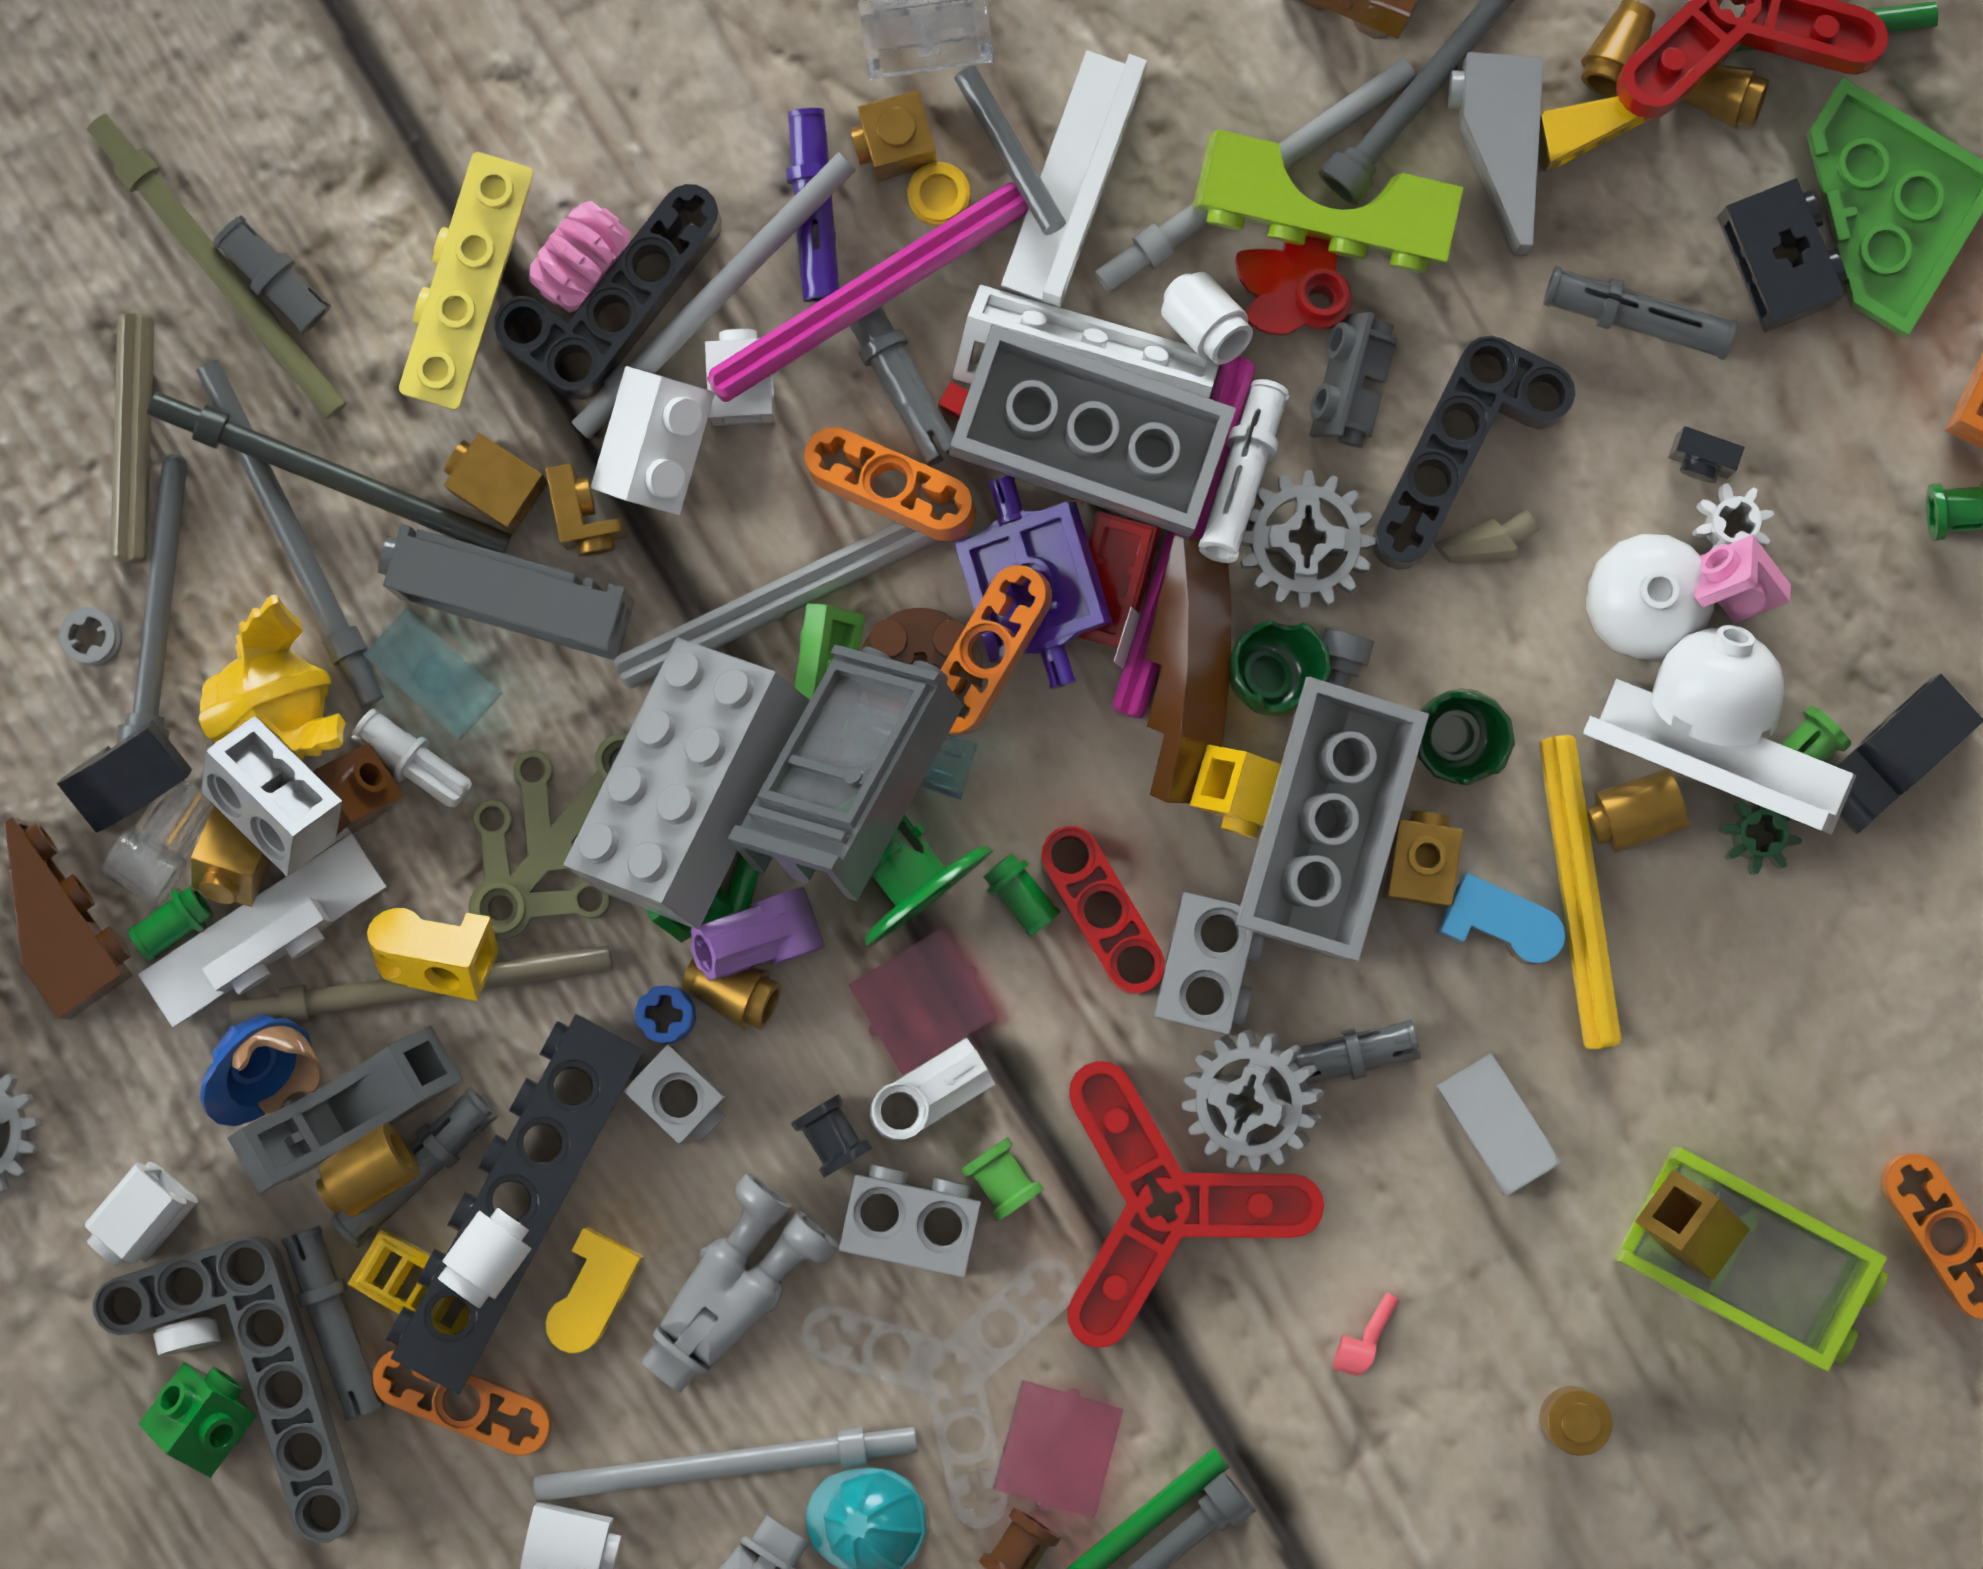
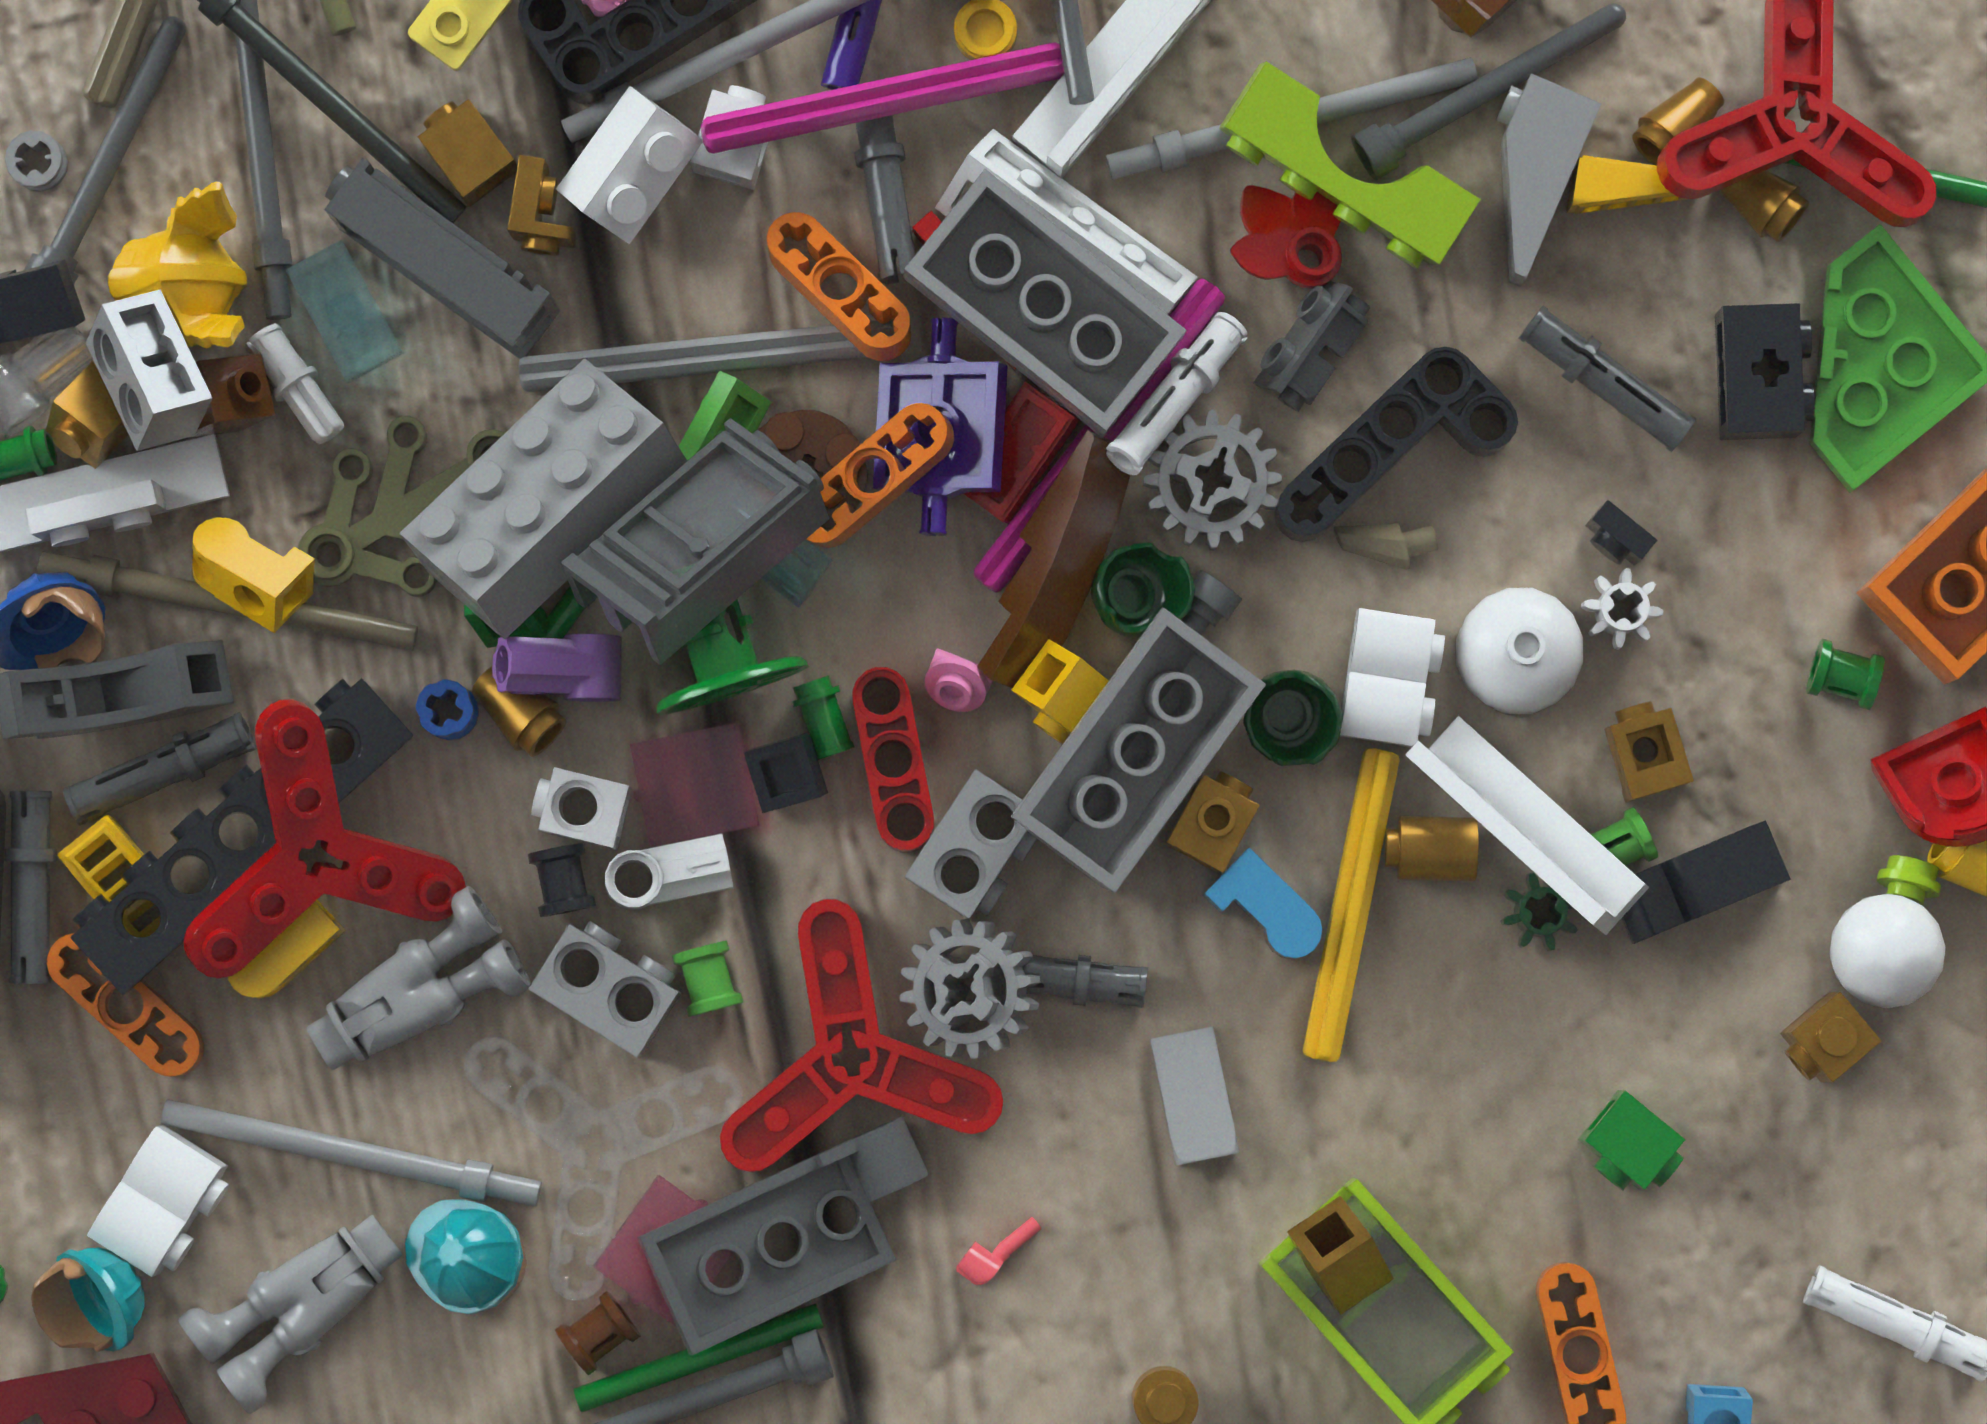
camera: 15 degrees right, 0 degrees up
(367, 1171) = (112, 755): pearl gold brick -> none
(485, 1257) = (192, 874): white brick -> none
(568, 1236) = (279, 886): none -> red piece
(651, 1083) = (410, 770): light grey brick -> none
(855, 1066) = (606, 825): none -> white brick
(1005, 959) = (785, 772): none -> black plate
(1127, 637) = (1009, 511): white sticker -> none
(1134, 816) = (956, 682): none -> bright pink plate
(1206, 317) = (1194, 236): white brick -> none
(1207, 1307) = (856, 1170): none -> dark grey hinge
(1538, 666) = (1389, 678): none -> white brick
(1721, 686) = (1552, 758): white cylinder -> none
(1741, 580) = (1609, 664): bright pink bracket -> none
(1829, 653) = (1669, 765): none -> pearl gold brick
(1924, 1021) = (1632, 1144): none -> green brick

